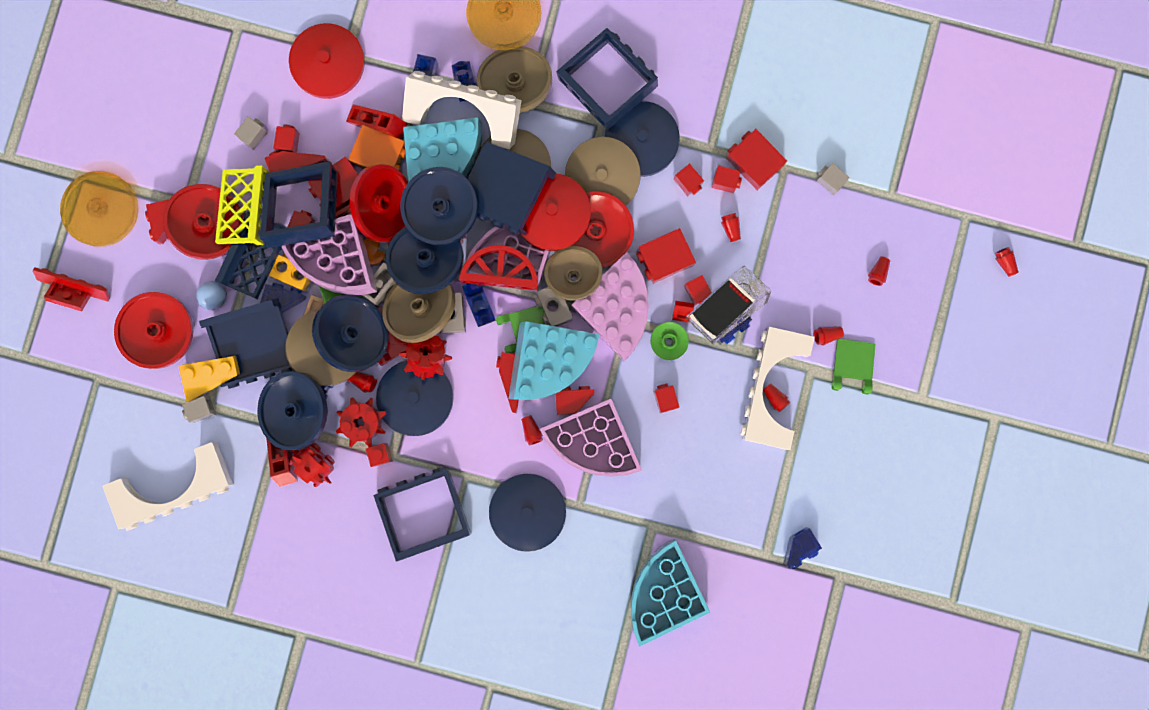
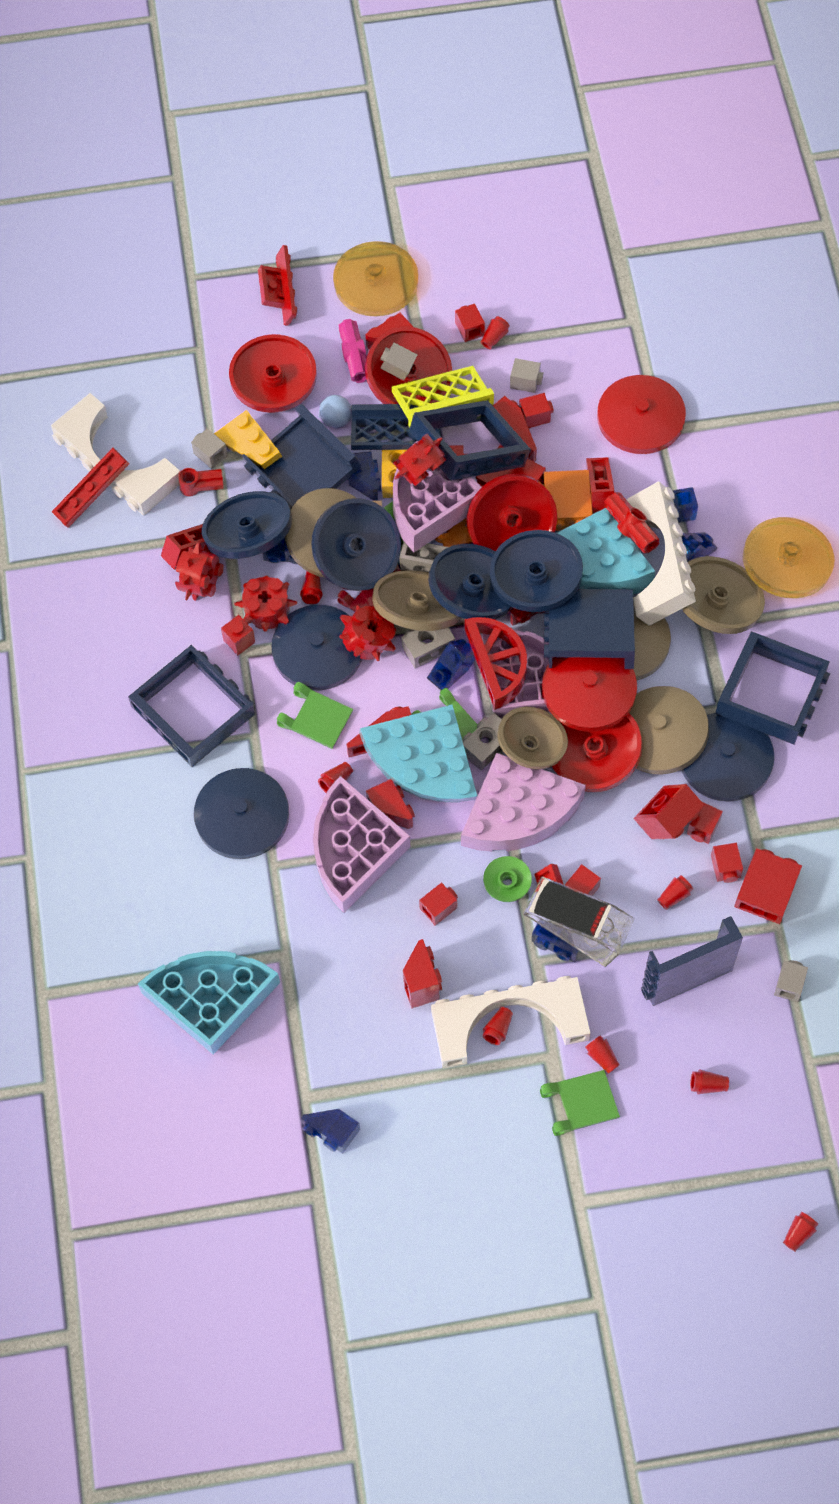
camera: 70 degrees right, 20 degrees down
(161, 256) = (353, 350): none -> dark pink piece
(179, 153) = (469, 322): none -> red brick
(192, 518) = (90, 487): none -> red tile
(196, 227) = (398, 360): none -> light grey brick
(198, 138) = (495, 332): none -> red cone
(227, 425) = (201, 481): none -> red piece
(310, 253) = (418, 459): none -> red brick
(429, 114) = (631, 522): none -> red piece
(475, 421) = (319, 717): none -> bright green flag
(665, 256) = (603, 834): red brick -> none
(674, 201) = (669, 812): none -> red brick
(720, 438) = (420, 978): none -> red slope
(806, 216) = (693, 967): none -> dark blue panel

